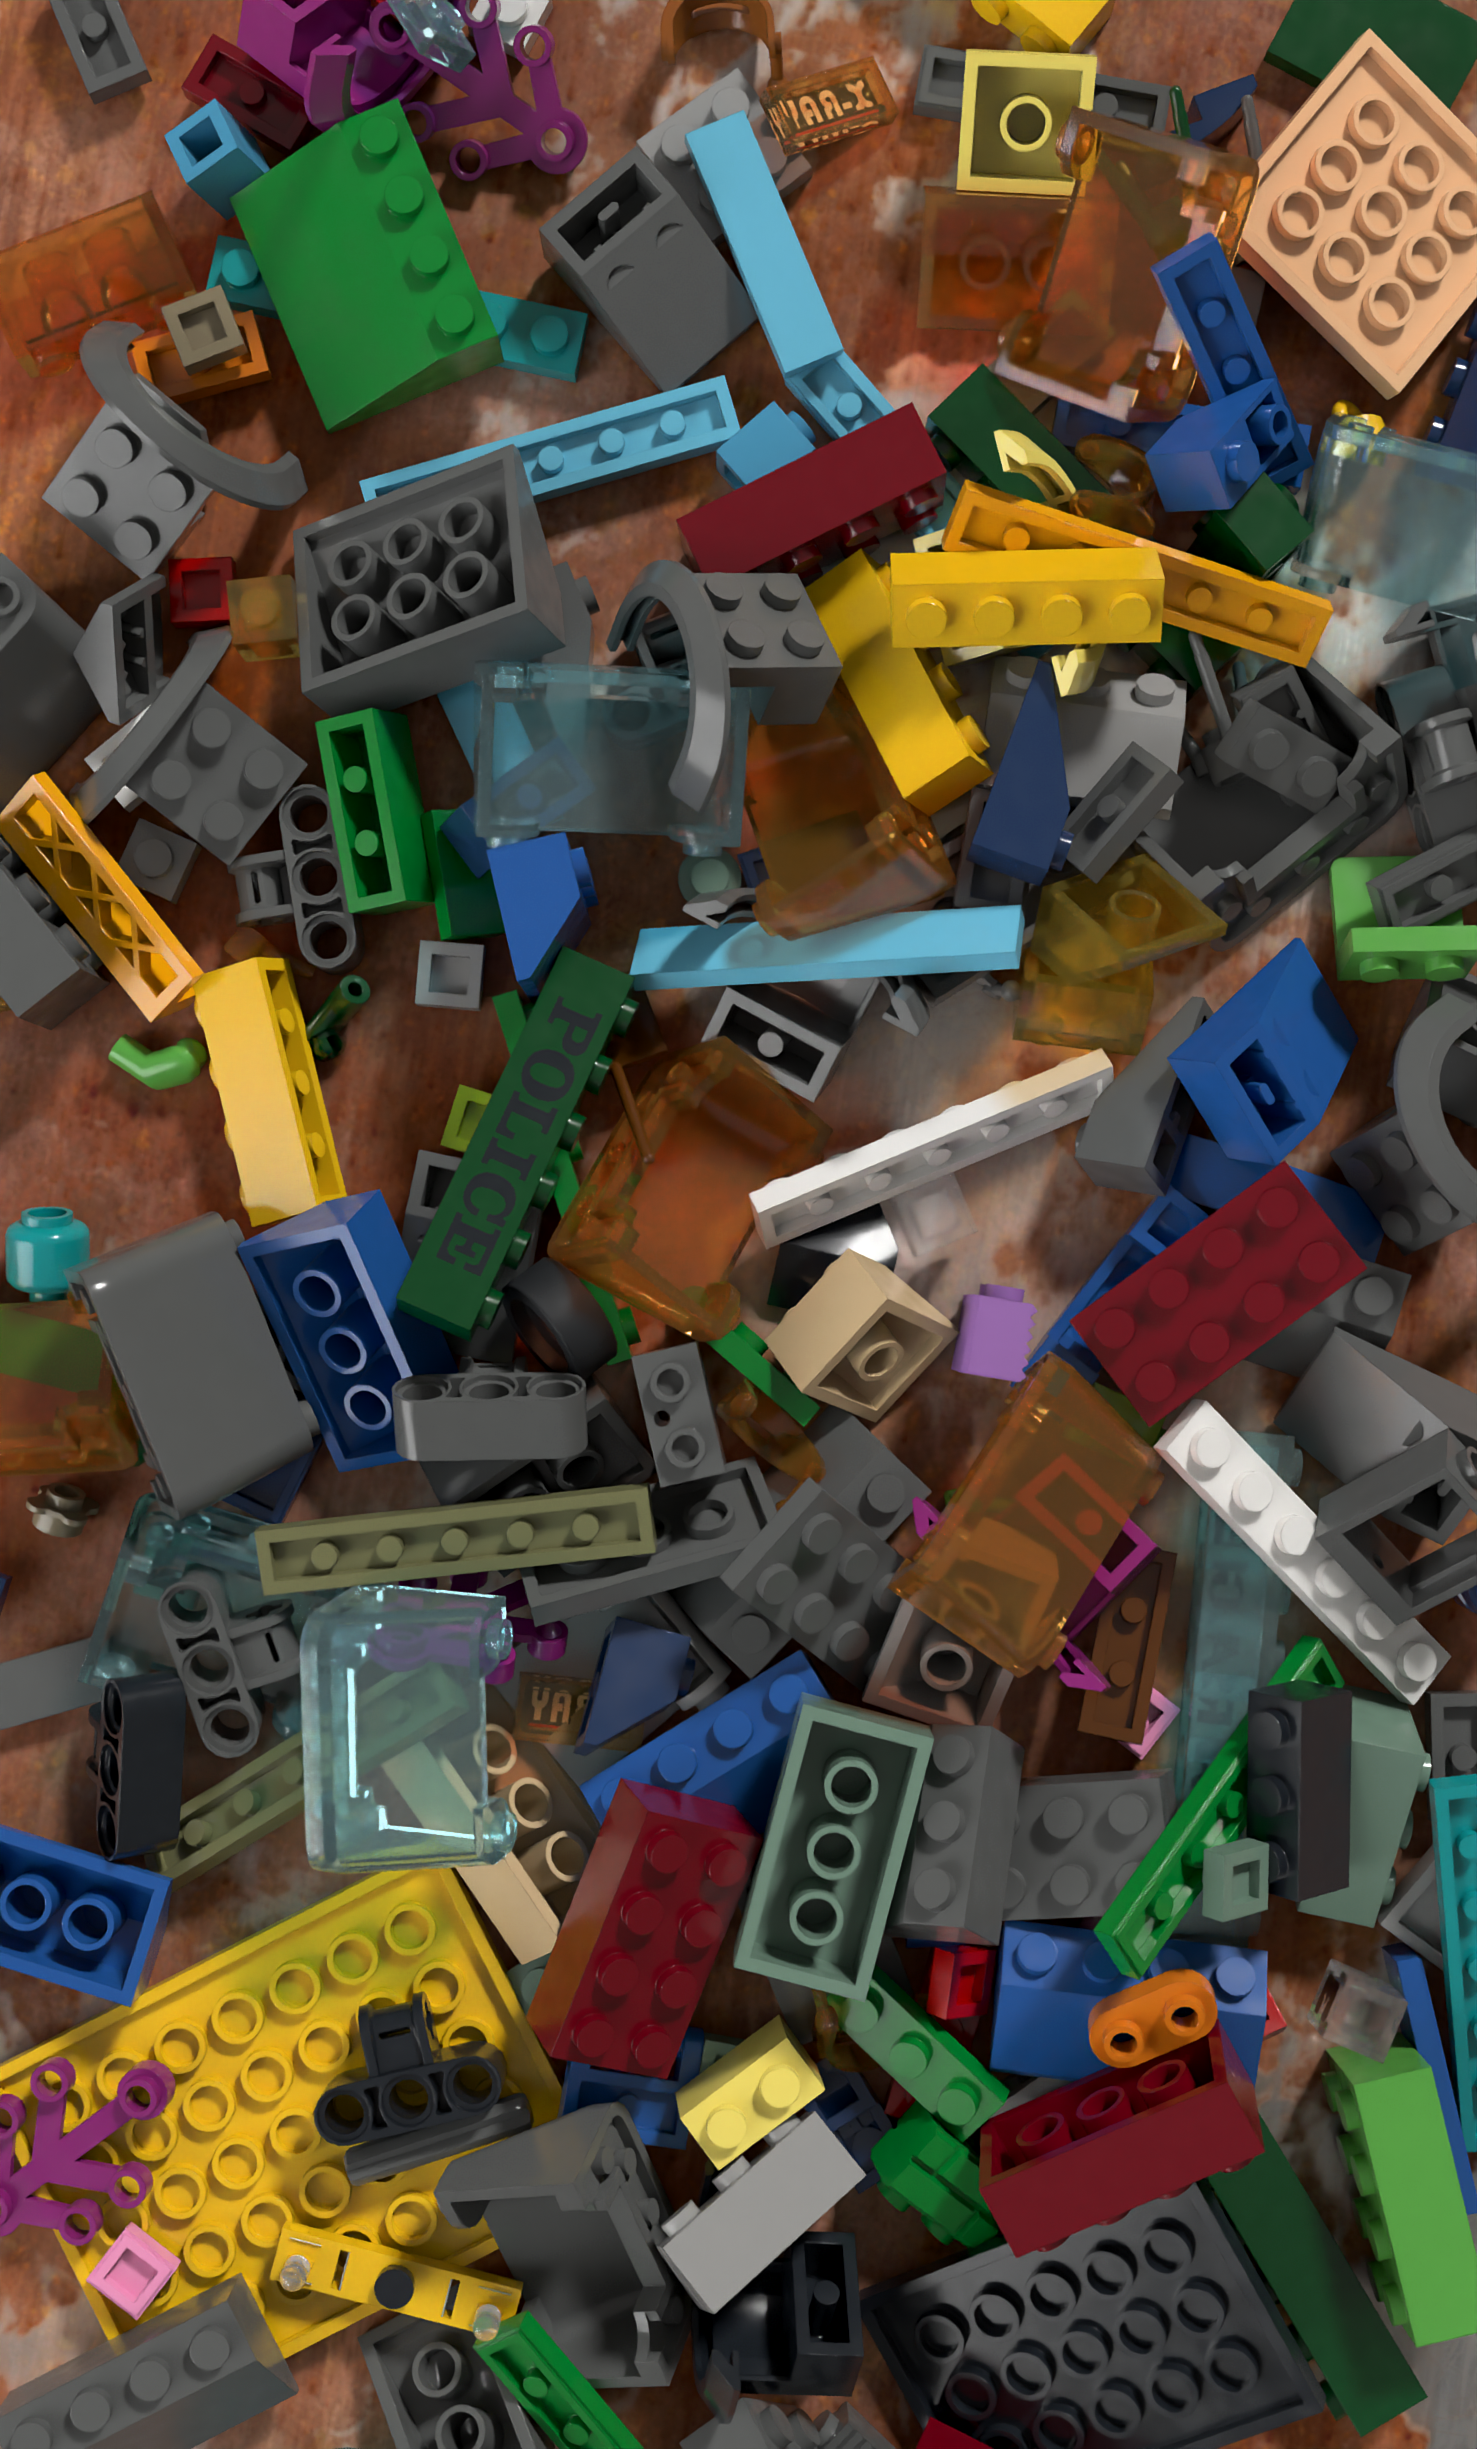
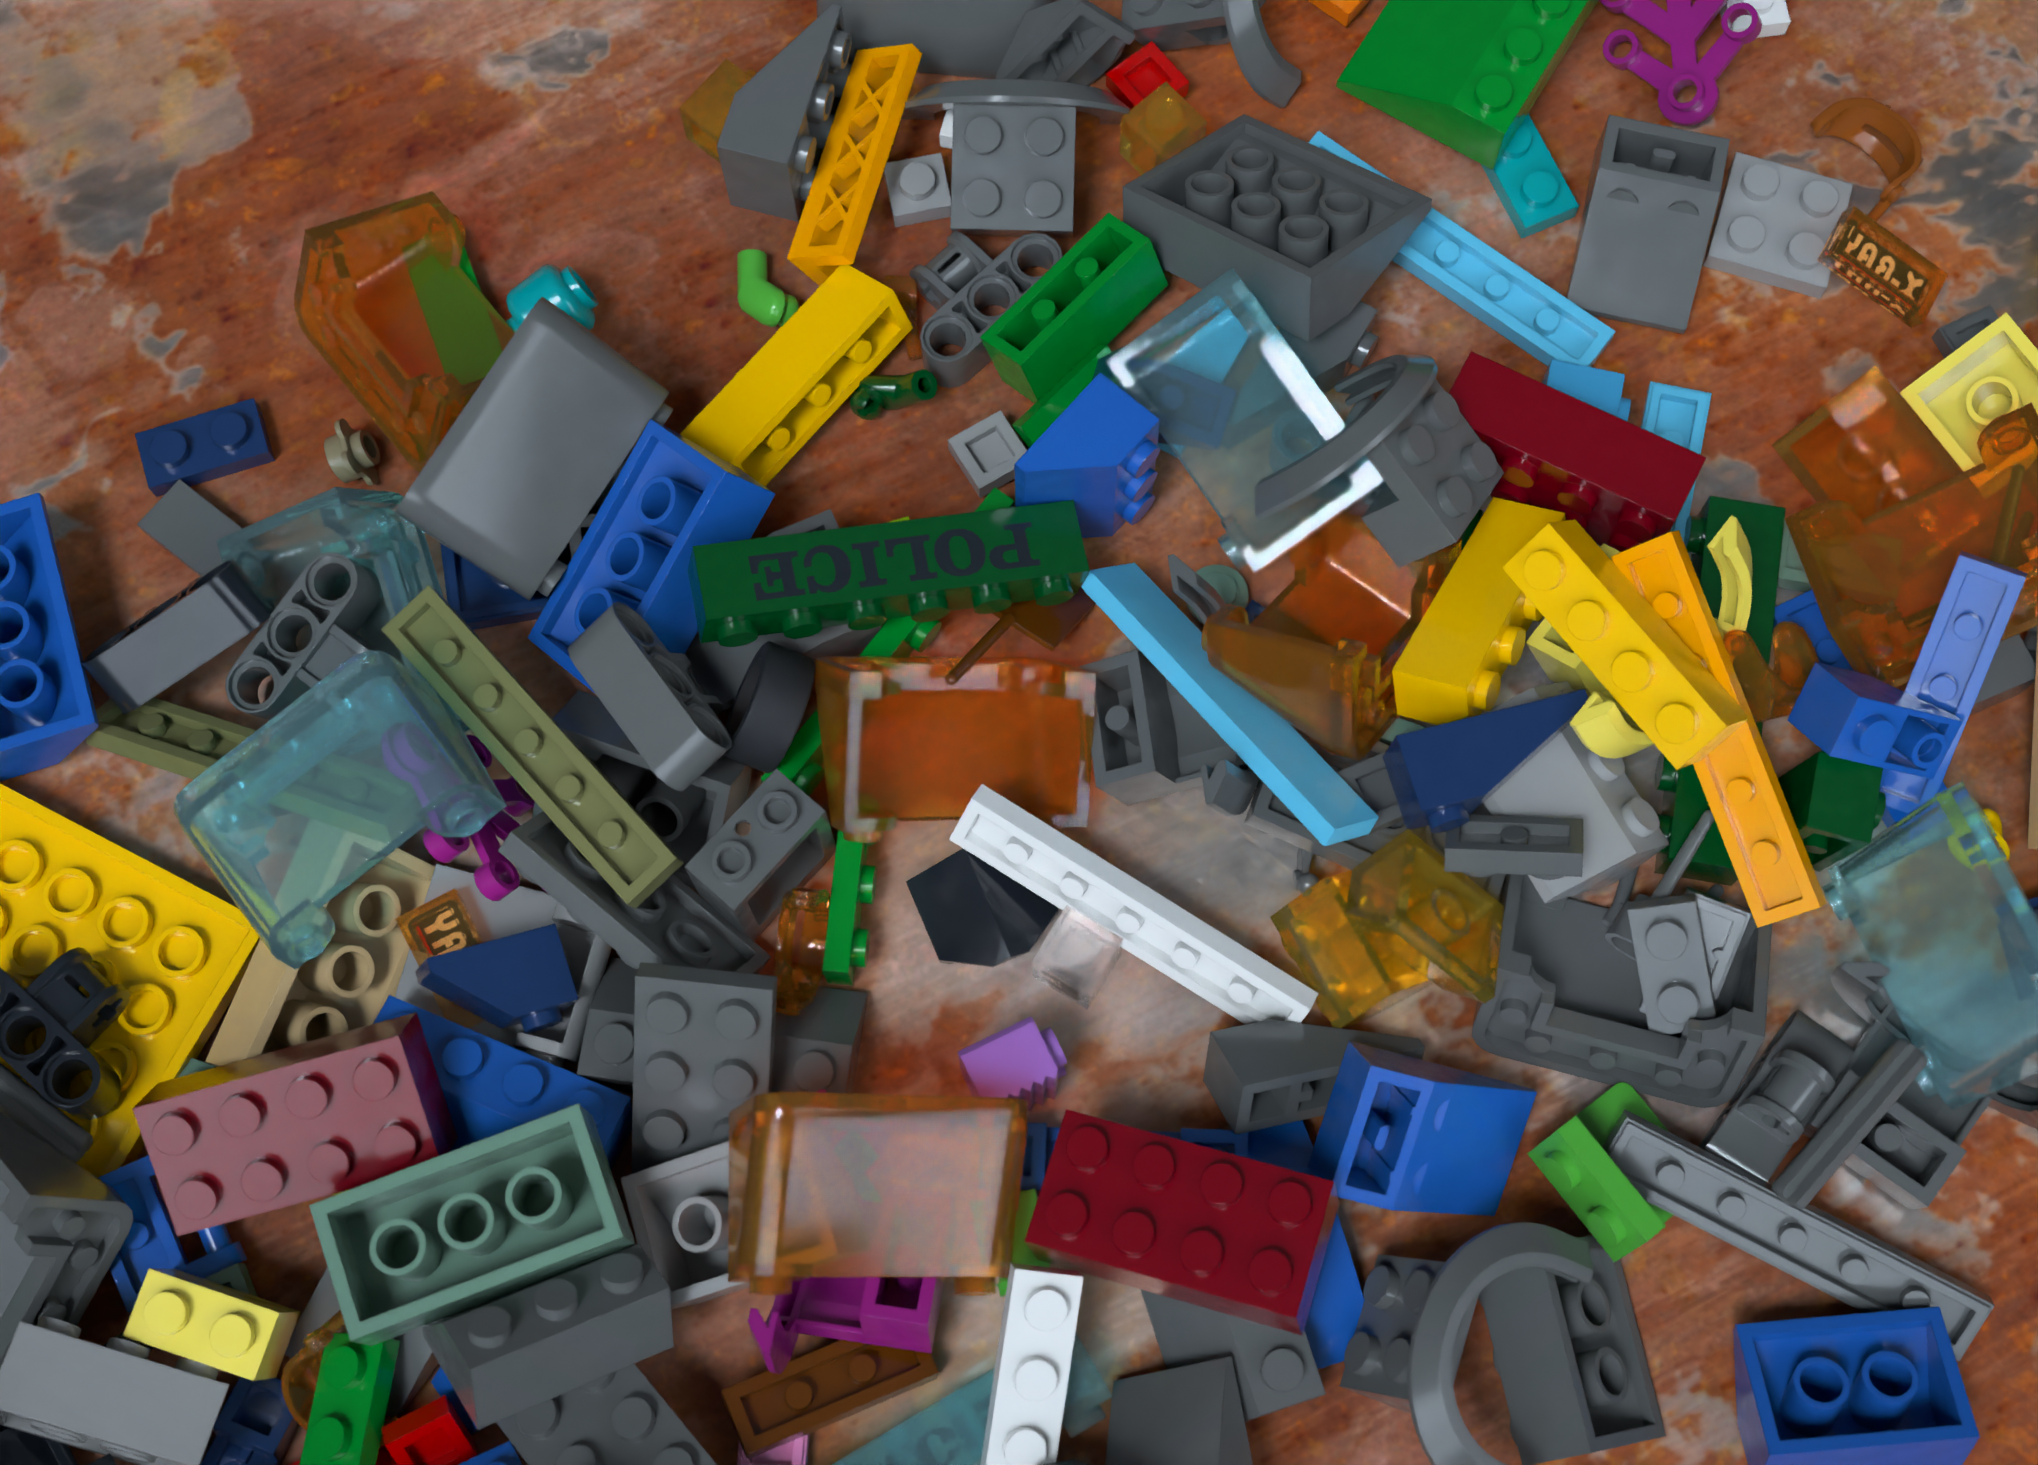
camera: 55 degrees right, 15 degrees down
(763, 244) = (1736, 289): medium azure tile -> none
(859, 1337) = (930, 966): tan slope -> none

